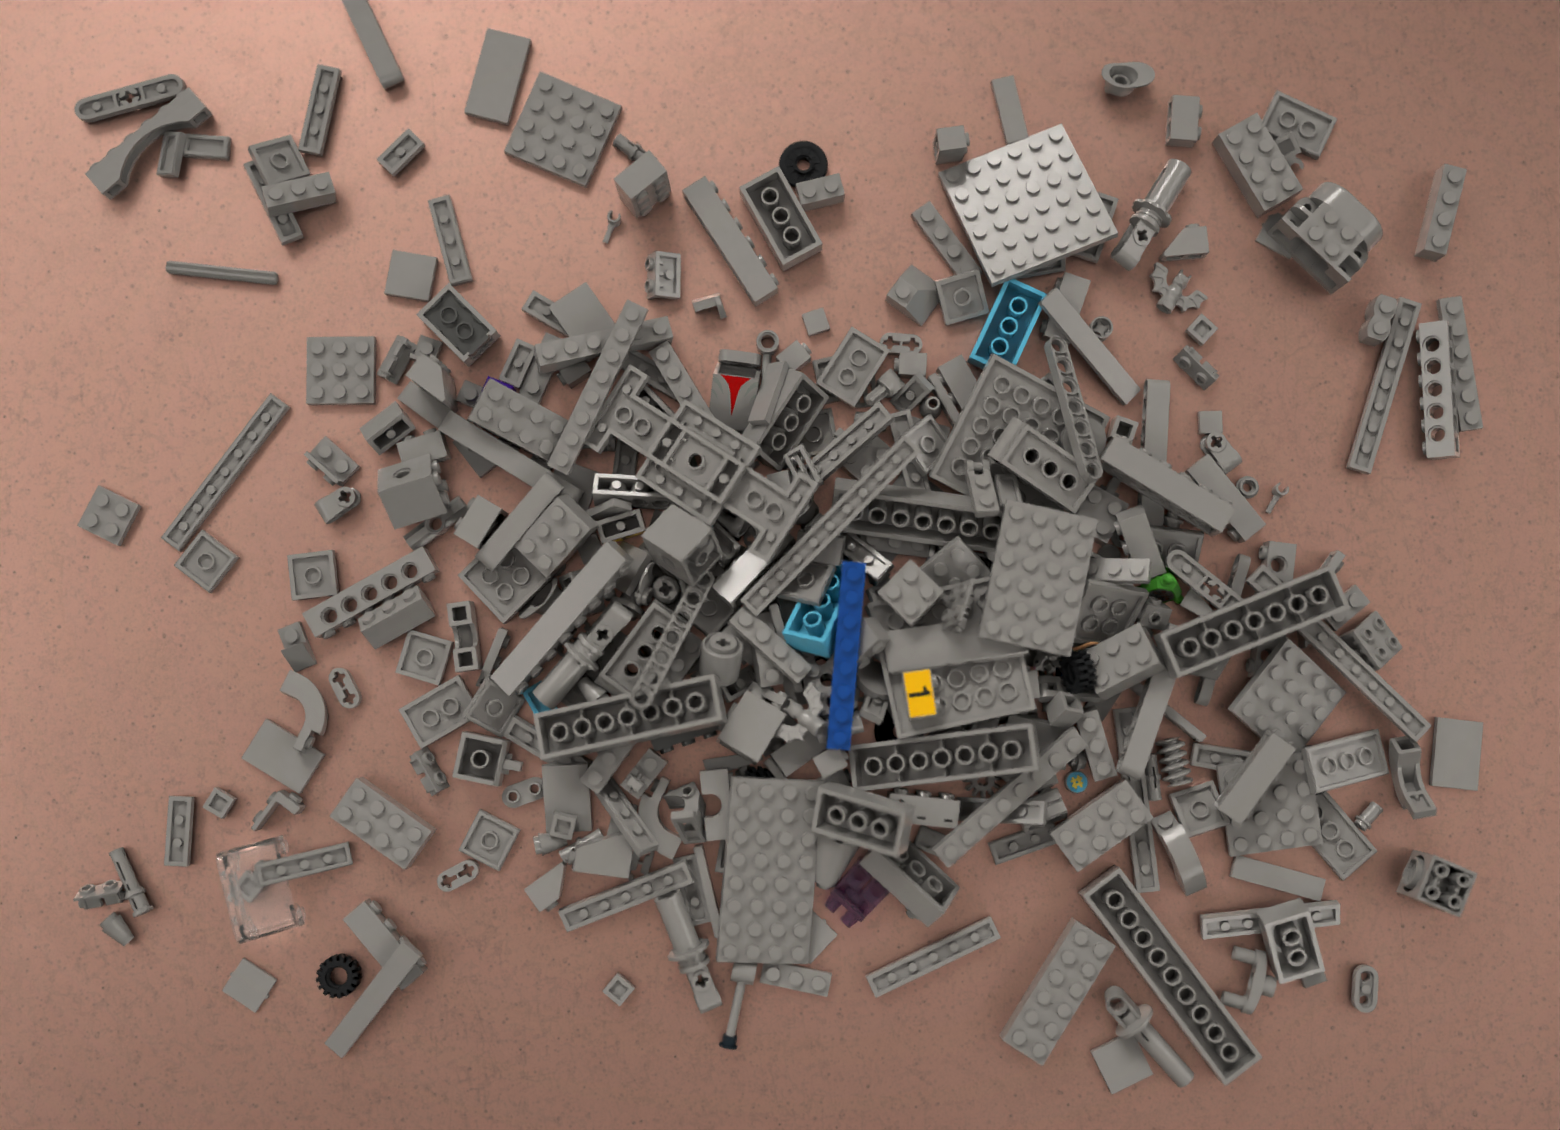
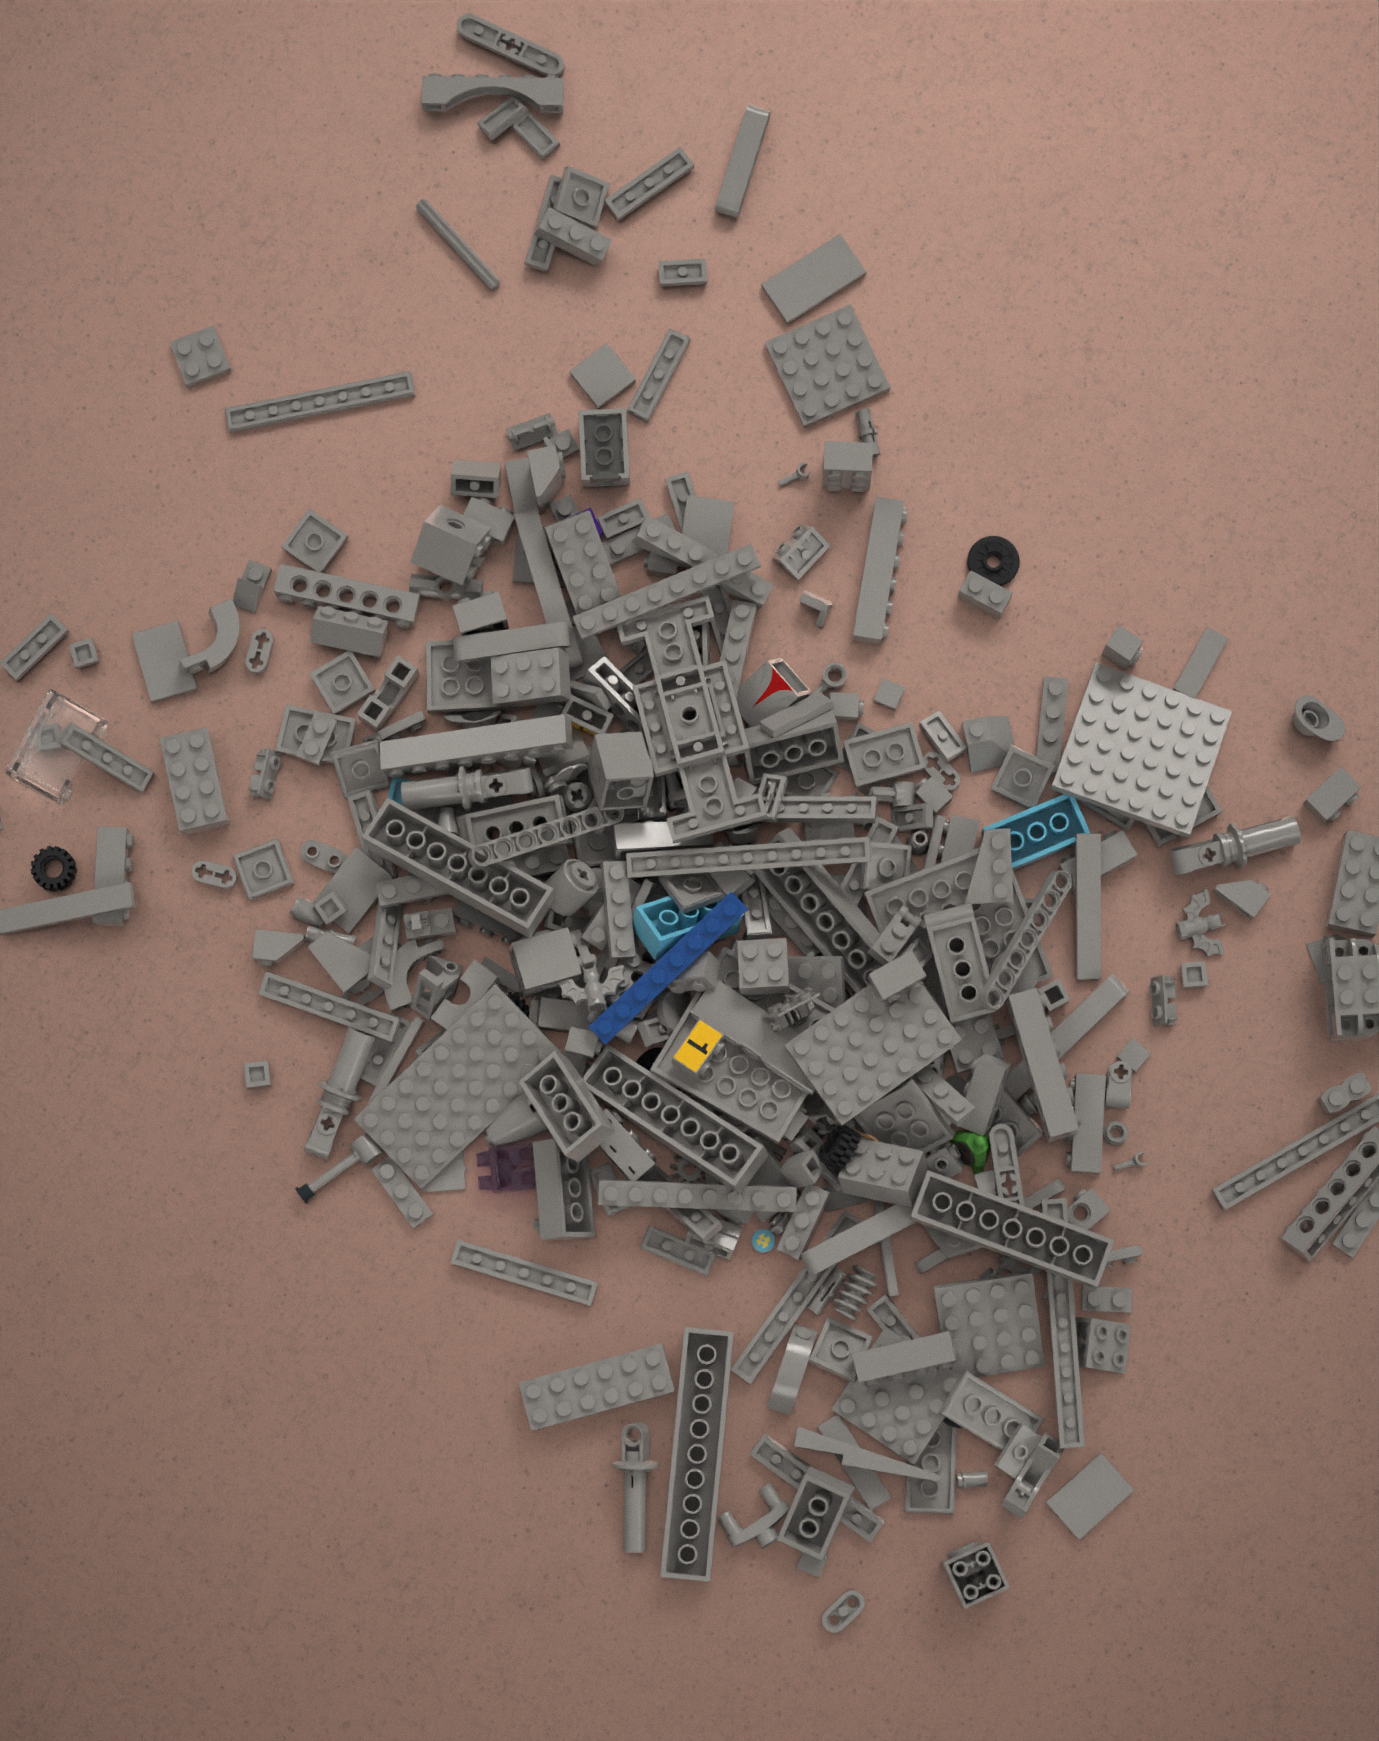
camera: 45 degrees right, 5 degrees down
(206, 561) = (242, 458): light grey tile -> none
(290, 801) = (139, 701): light grey bracket -> none
(332, 461) = (409, 467): light grey bracket -> none
(334, 505) = (380, 502): light grey piece -> none
(341, 371) = (480, 402): light grey plate -> none
(443, 714) = (317, 738): none -> light grey plate
(484, 759) = (317, 801): light grey hinge -> none
(739, 358) = (802, 669): light grey beam -> none
(780, 218) = (934, 587): light grey brick -> none
(880, 318) = (942, 736): none -> light grey plate
(1008, 381) = (993, 870): none -> light grey wing
(1016, 516) = (896, 977): none -> light grey brick
(1100, 824) = (749, 1286): light grey brick -> none
(1103, 326) = (1113, 897): light grey wheel -> none
(1121, 1063) = (596, 1492): light grey tile -> none
(1283, 872) = (859, 1457): none -> light grey slope
(1383, 768) = (1017, 1450): none -> light grey plate

